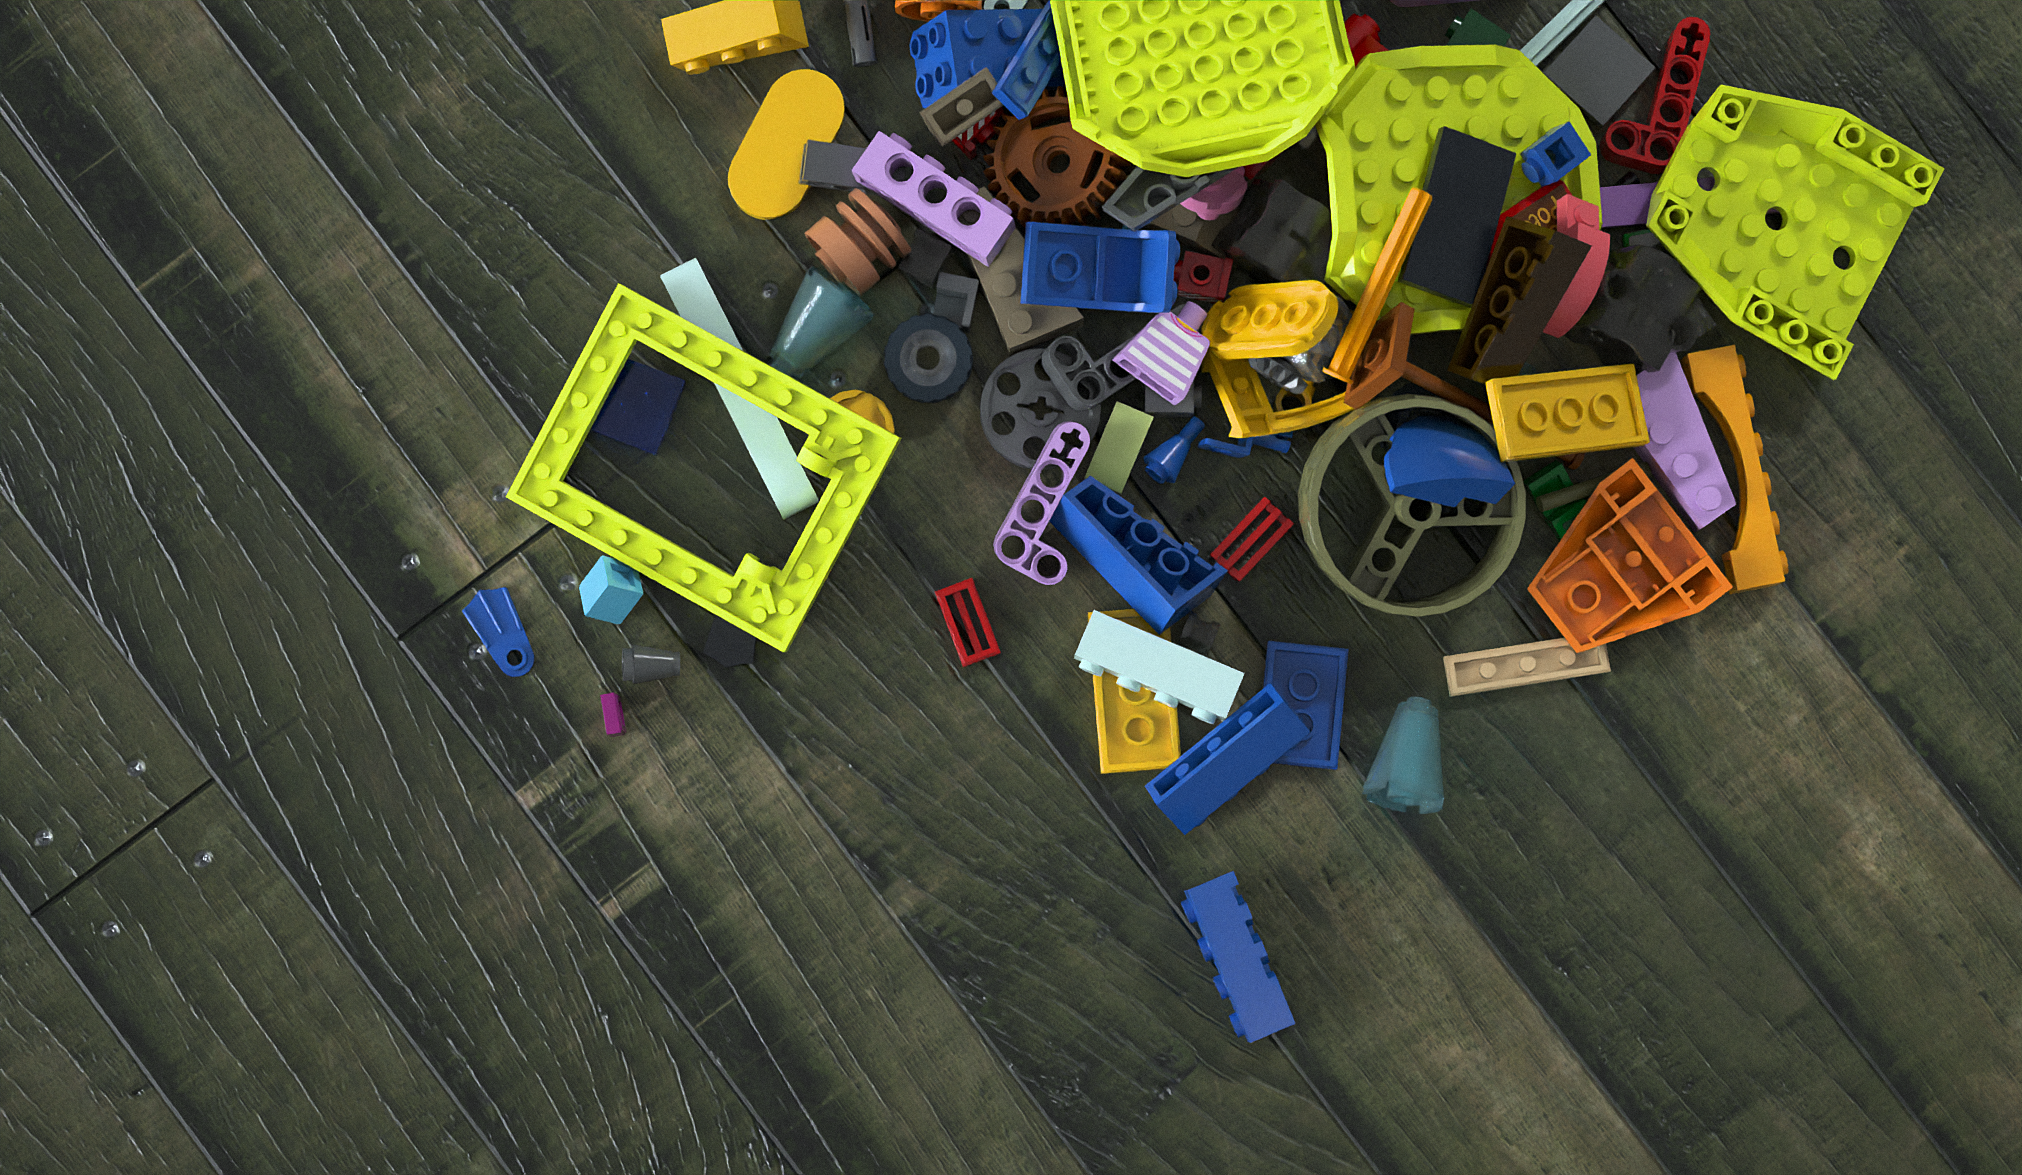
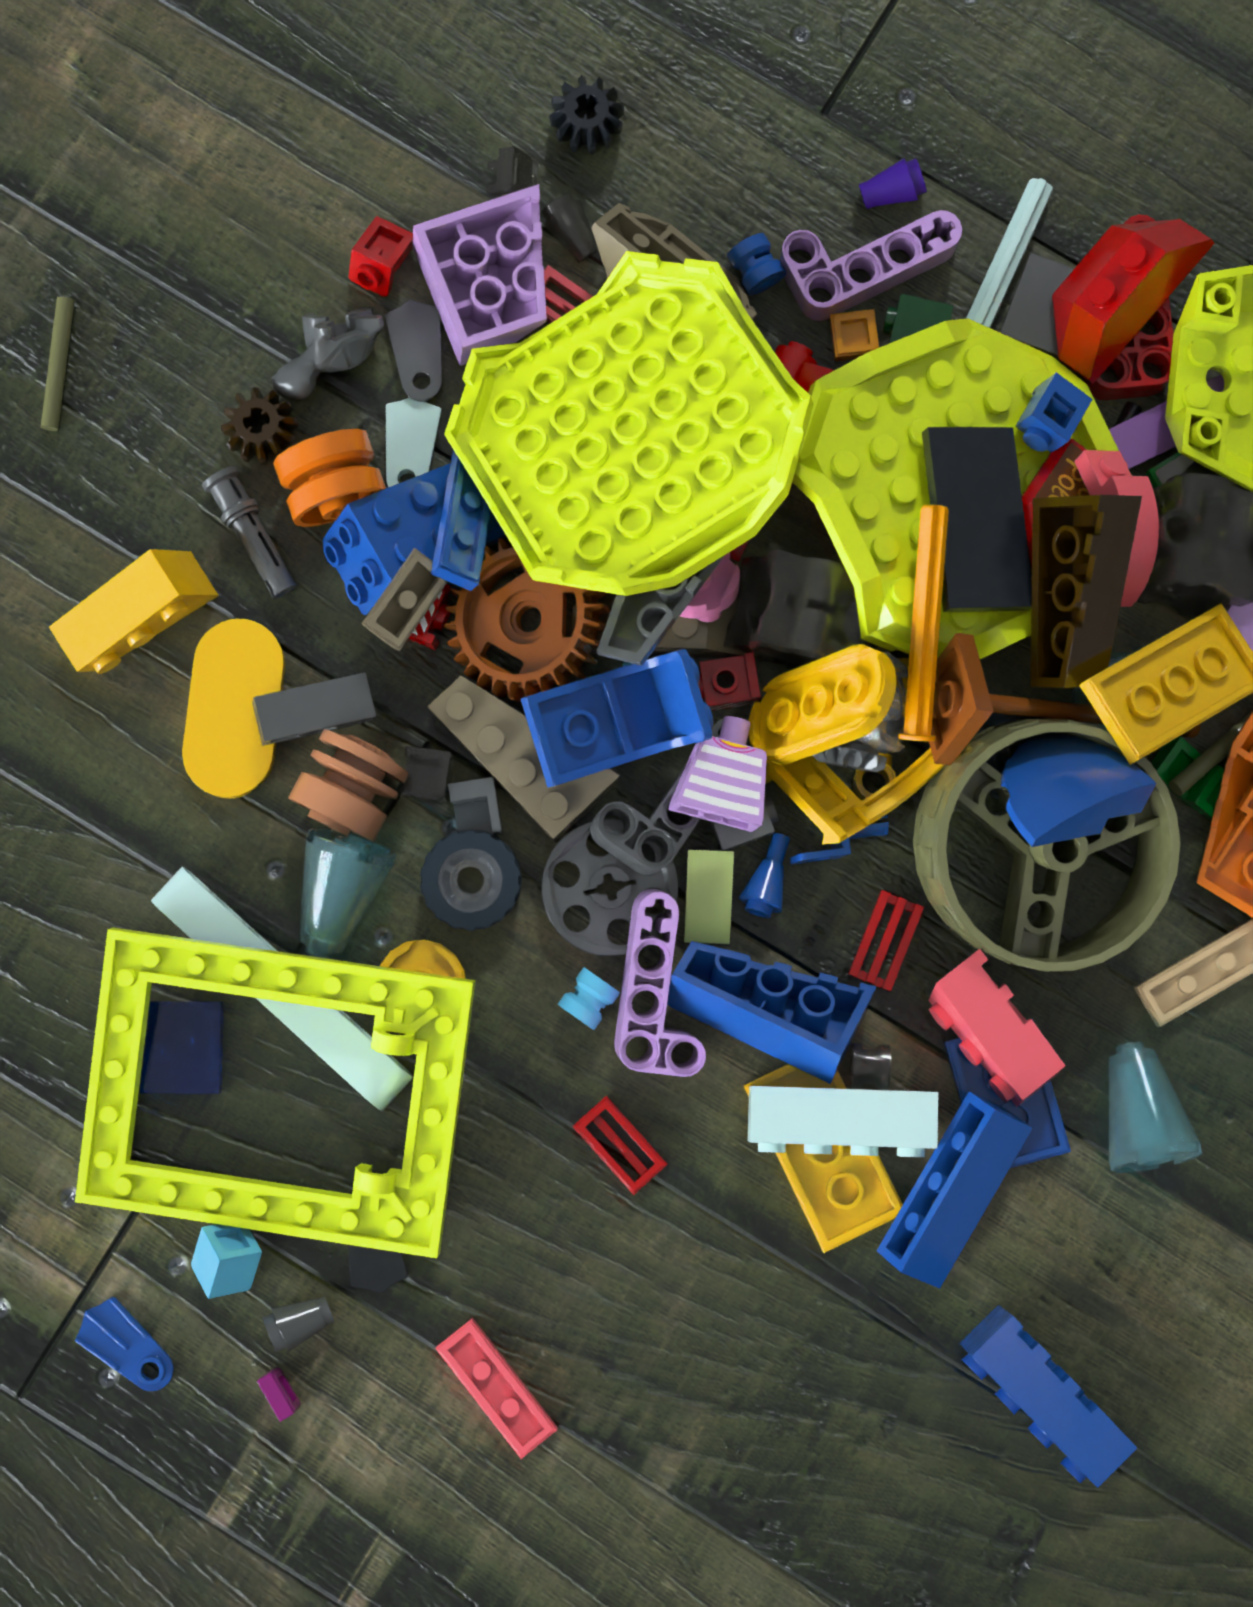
camera: 20 degrees left, 0 degrees up
(791, 780) = (496, 1388): none -> coral tile
(978, 240) = (478, 736): lavender brick -> none
(990, 491) = (589, 998): none -> medium azure wheel
(1310, 642) = (994, 1031): none -> coral wedge
(1421, 27) = (853, 334): none -> light orange tile
(1655, 74) = (1121, 289): none -> red wedge

